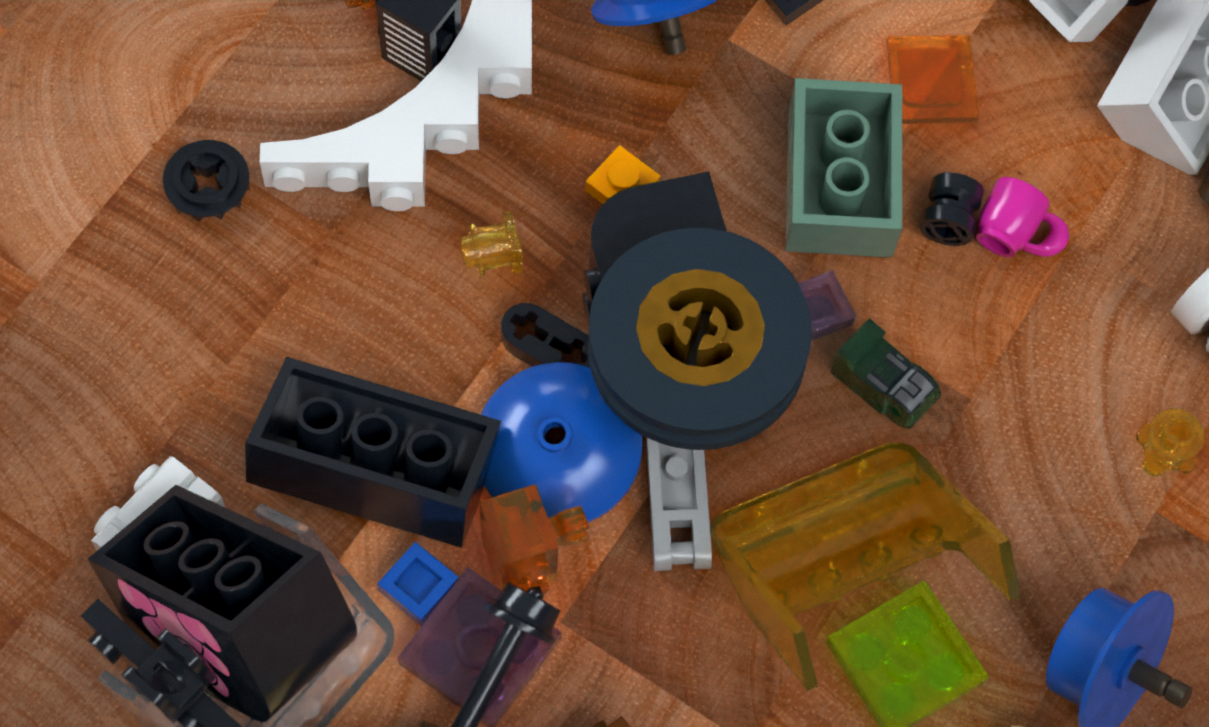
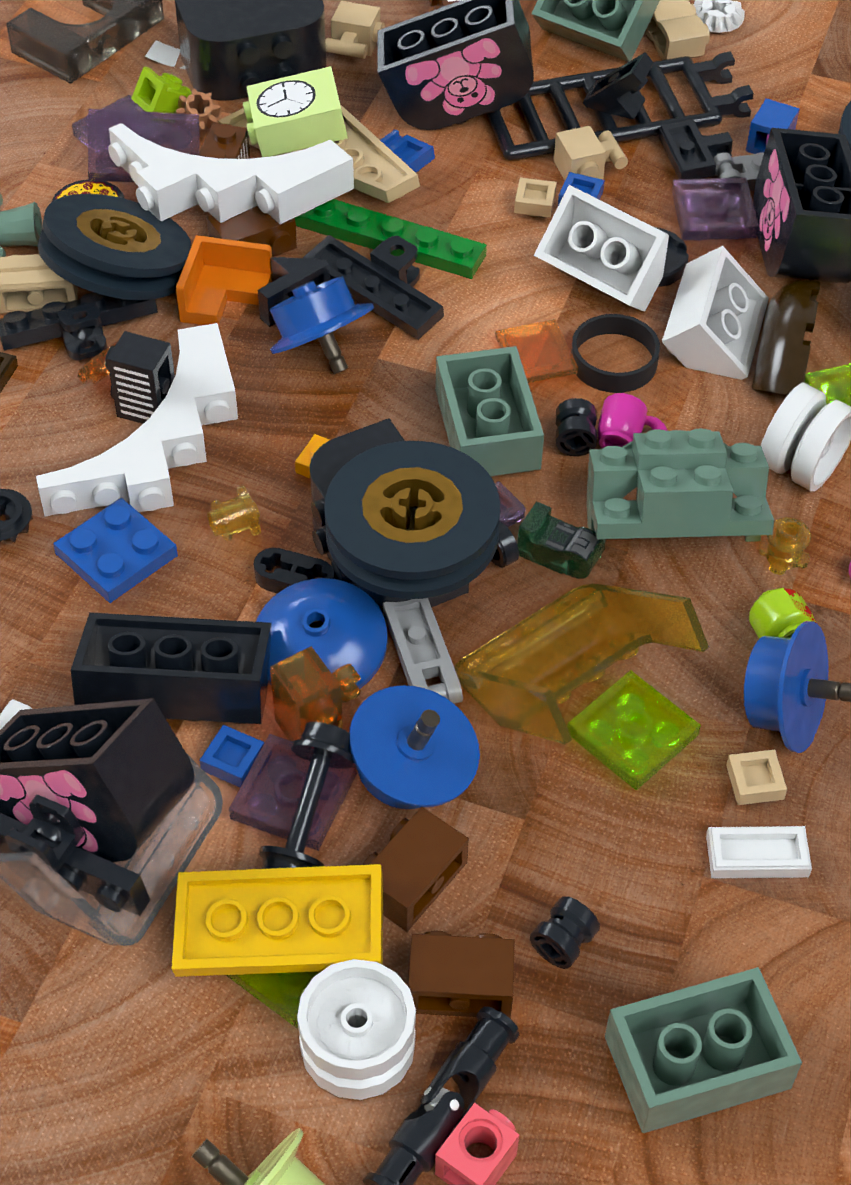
camera: 10 degrees left, 15 degrees down
(340, 258) = (115, 549): none -> blue plate
(631, 635) = (413, 747): none -> blue piece
(817, 369) = (507, 548): none -> black tile
(1049, 59) = (620, 325): none -> black tyre
(1052, 346) = (681, 486): none -> sand green piece
(1132, 554) = (779, 613): none -> lime head

